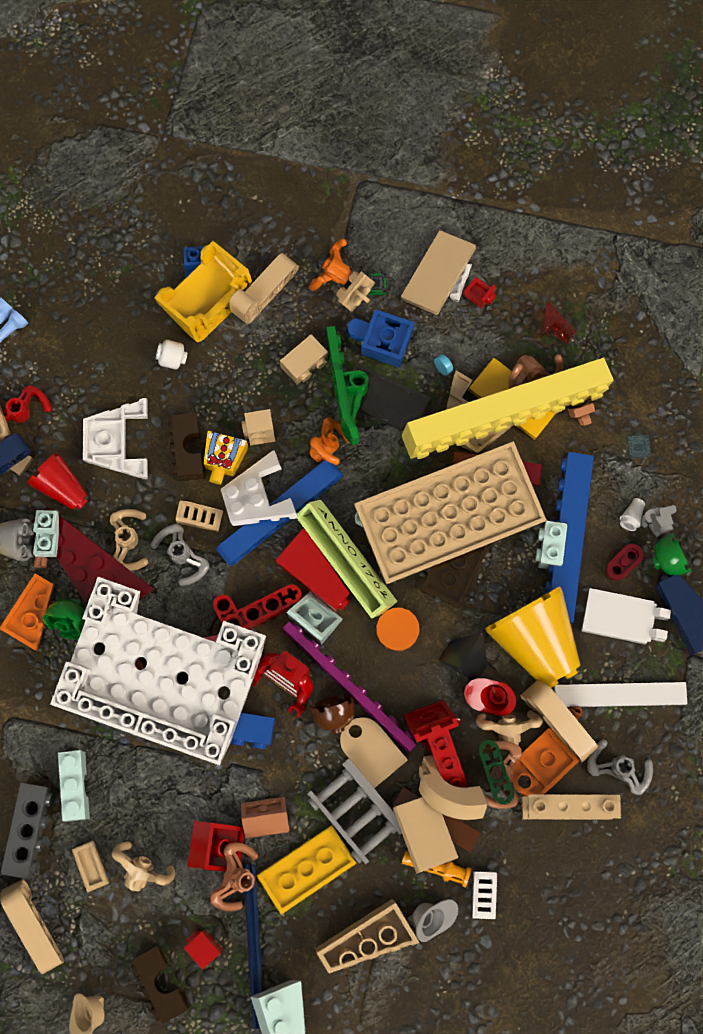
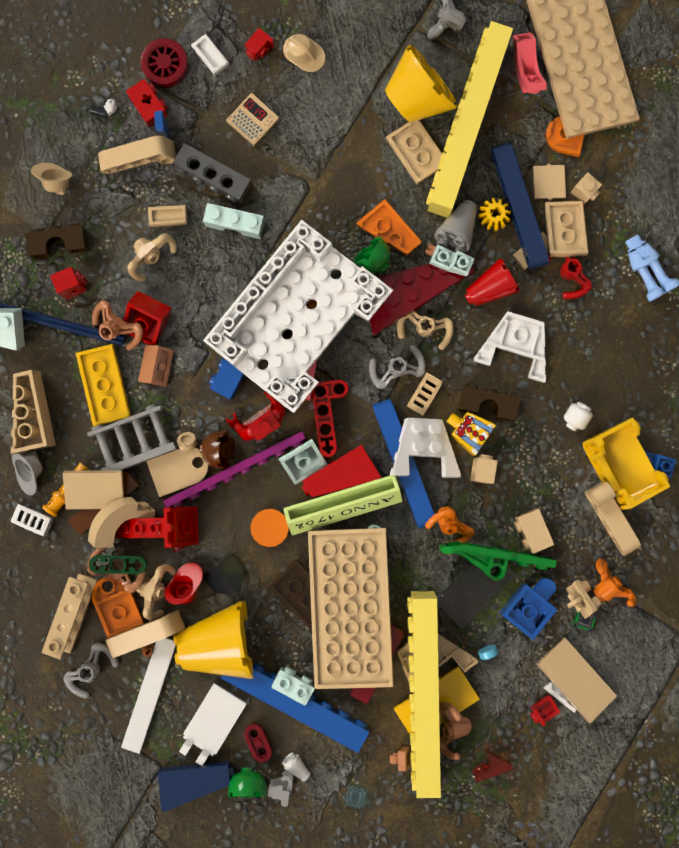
camera: 115 degrees right, 10 degrees up
(336, 751) = (186, 441): none -> tan tile

